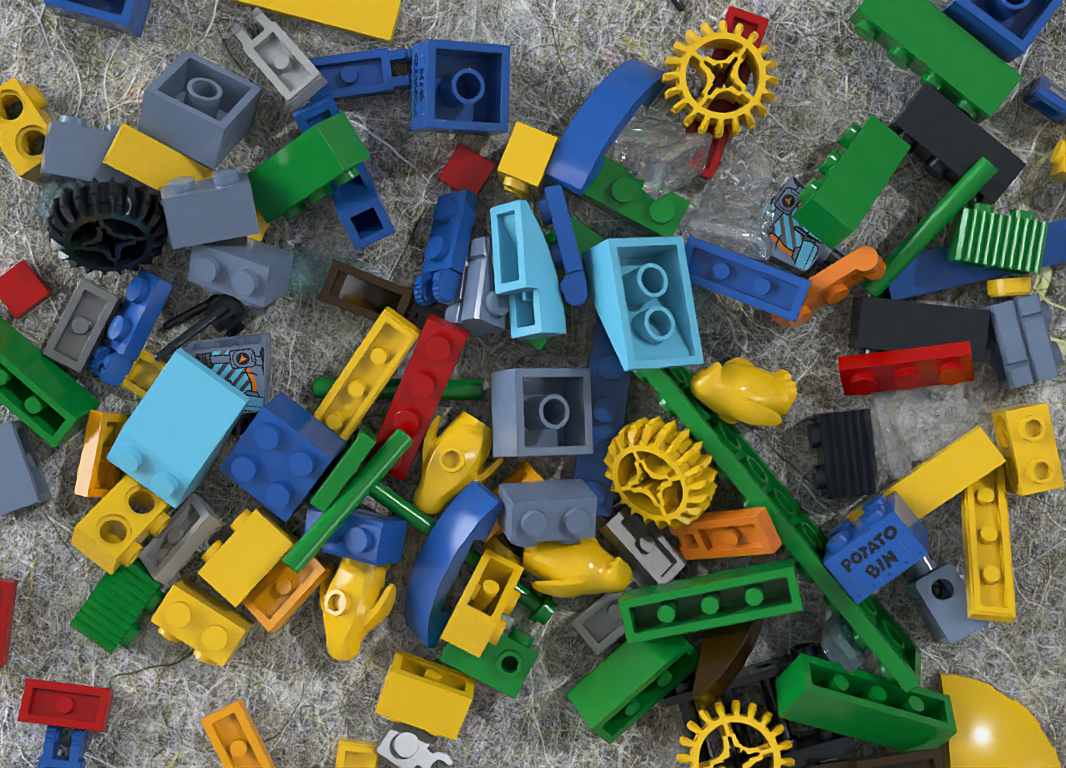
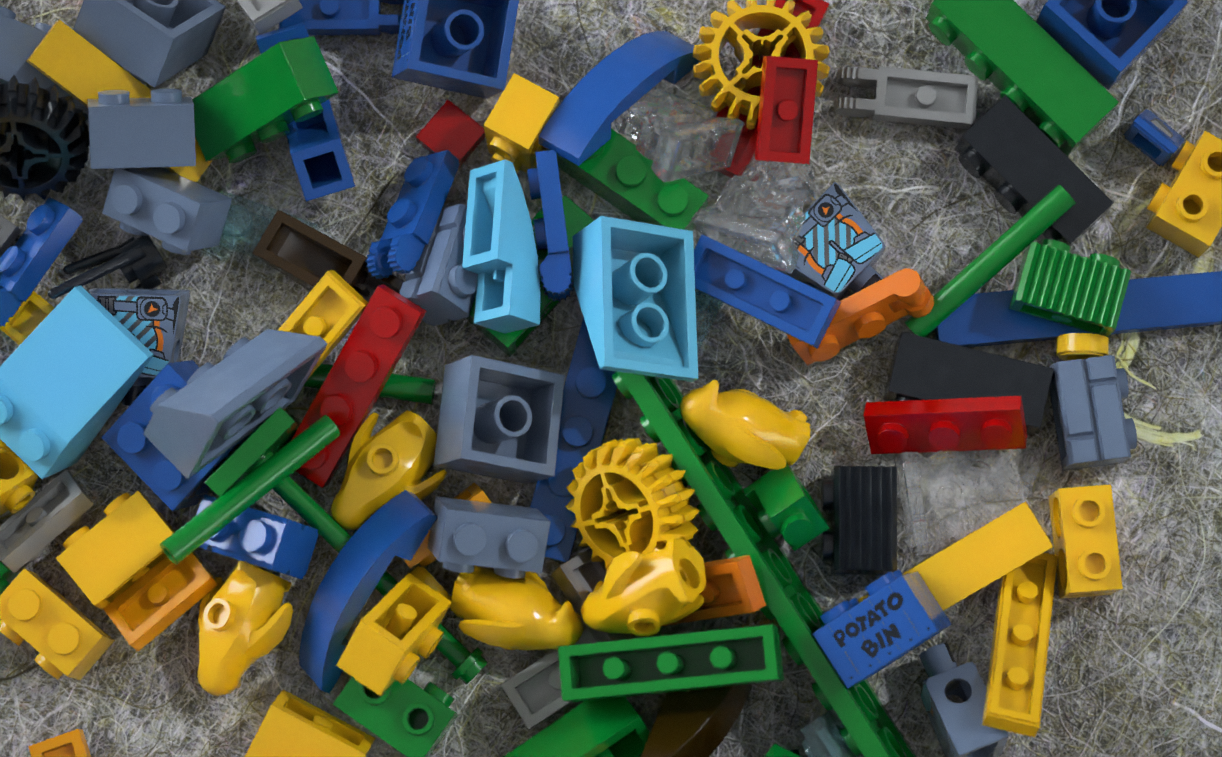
camera: 10 degrees right, 10 degrees down
(320, 431) = (231, 398): none -> sand blue slope
(683, 545) = (647, 590): none -> yellow animal
(750, 124) = (786, 109): none -> red plate
(784, 453) = (786, 507): none -> green brick
(846, 90) = (910, 96): none -> light grey hinge
(850, 180) = (900, 194): green brick -> none

